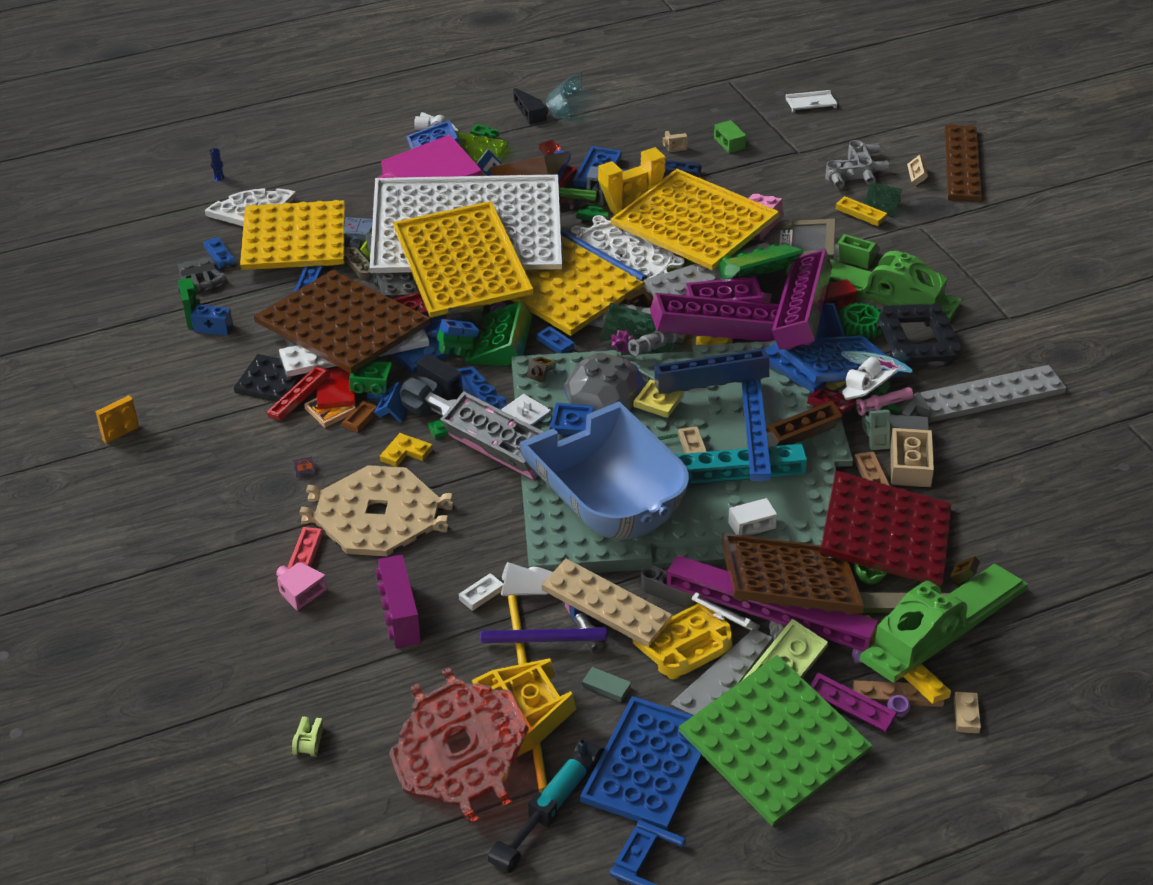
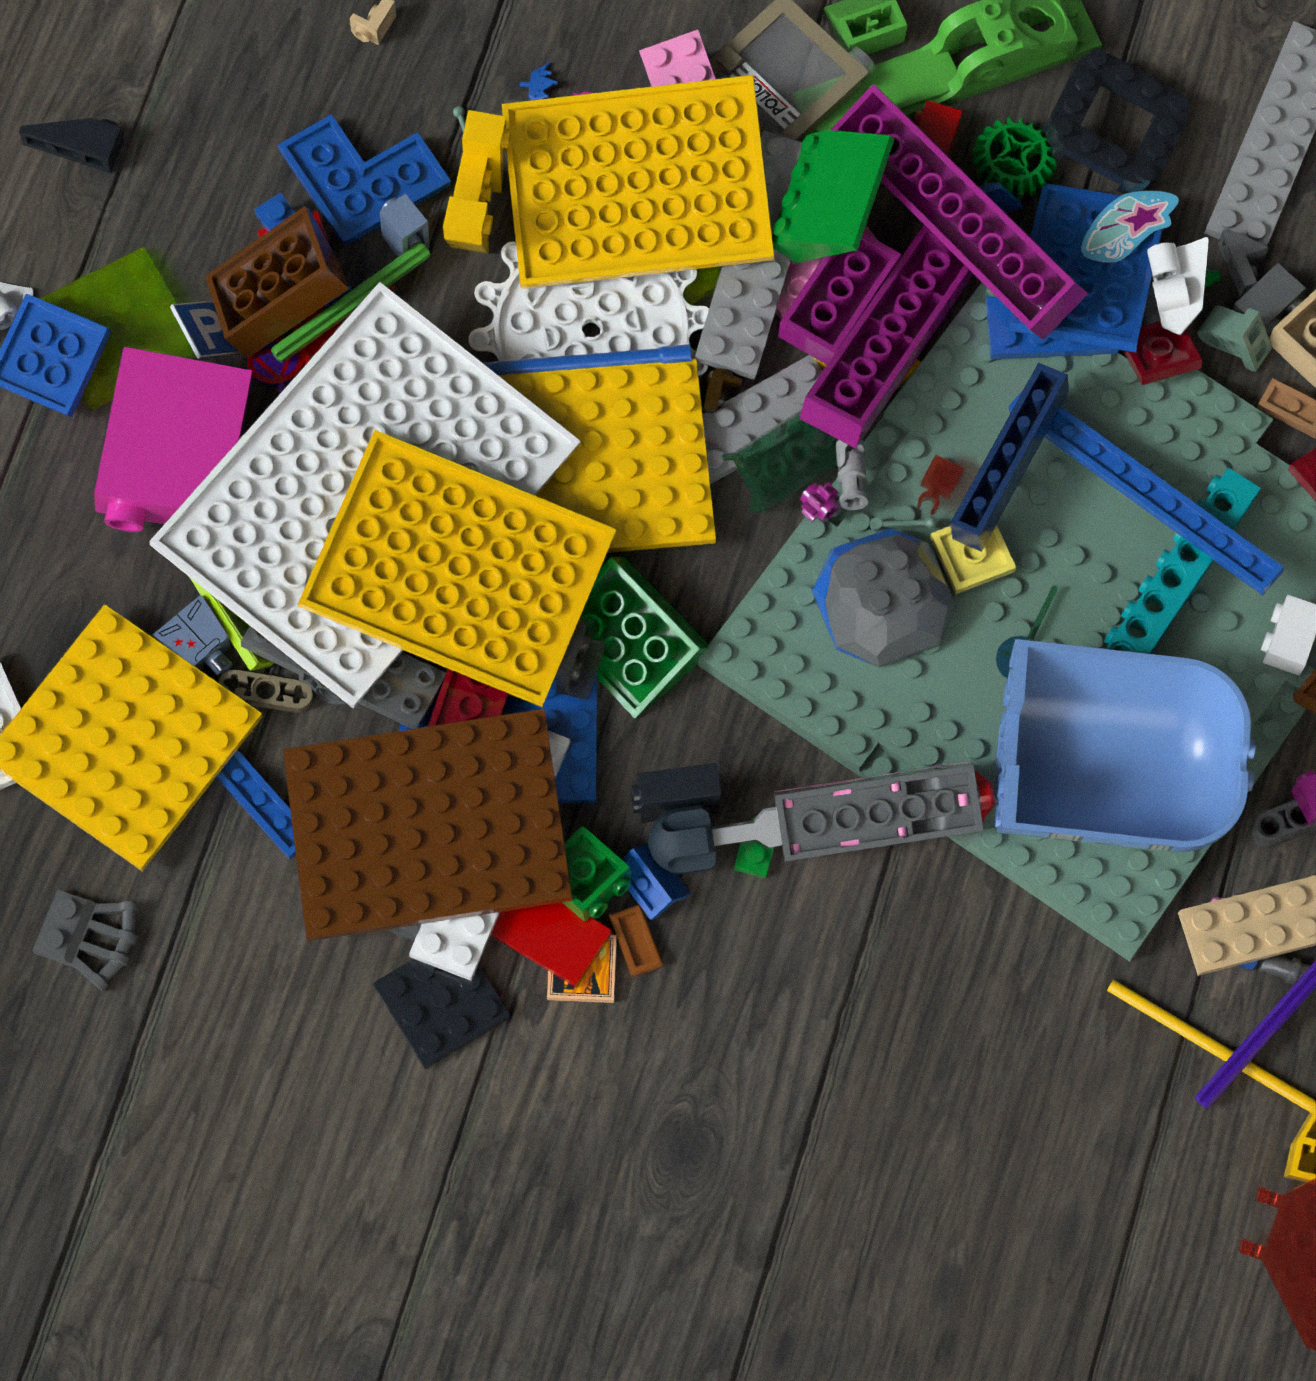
camera: 55 degrees left, 30 degrees up
(117, 419) = (383, 1288): light orange plate -> none
(188, 295) = (165, 997): green plate -> none
(212, 319) = (236, 994): blue brick -> none
(219, 253) = (52, 869): blue plate -> none
(298, 393) = (522, 991): red tile -> none
(300, 584) = (922, 1253): bright pink torso -> none
(304, 467) = (681, 1088): clear purple tile -> none
(306, 546) = (855, 1201): coral tile -> none
(398, 601) = (1072, 1158): magenta brick -> none
(405, 446) = (750, 933): yellow plate -> none
(408, 512) = (815, 1094): tan plate -> none
(456, 335) = (603, 698): hips -> none
(476, 385) = (743, 755): blue wing -> none
(481, 592) = (1119, 1042): white plate -> none
(482, 130) = (80, 262): green plate -> none
(523, 580) = (1156, 975): white panel -> none
(526, 409) = (841, 736): white piece -> none
(539, 367) = (778, 646): dark brown bracket -> none
(549, 147) = (219, 202): clear red plate -> none
(555, 340) = (703, 569): blue plate -> none
(557, 102) = (85, 81): clear light blue windscreen -> none
(570, 418) = (920, 693): blue plate -> none
(590, 212) = (450, 280): green plate -> none
(691, 168) = (445, 74): dark blue plate -> none
(691, 440) = (1095, 586): tan plate -> none
(803, 425) = (1191, 431): reddish brown brick -> none
(877, 402) = (1214, 270): bright pink pin -> none

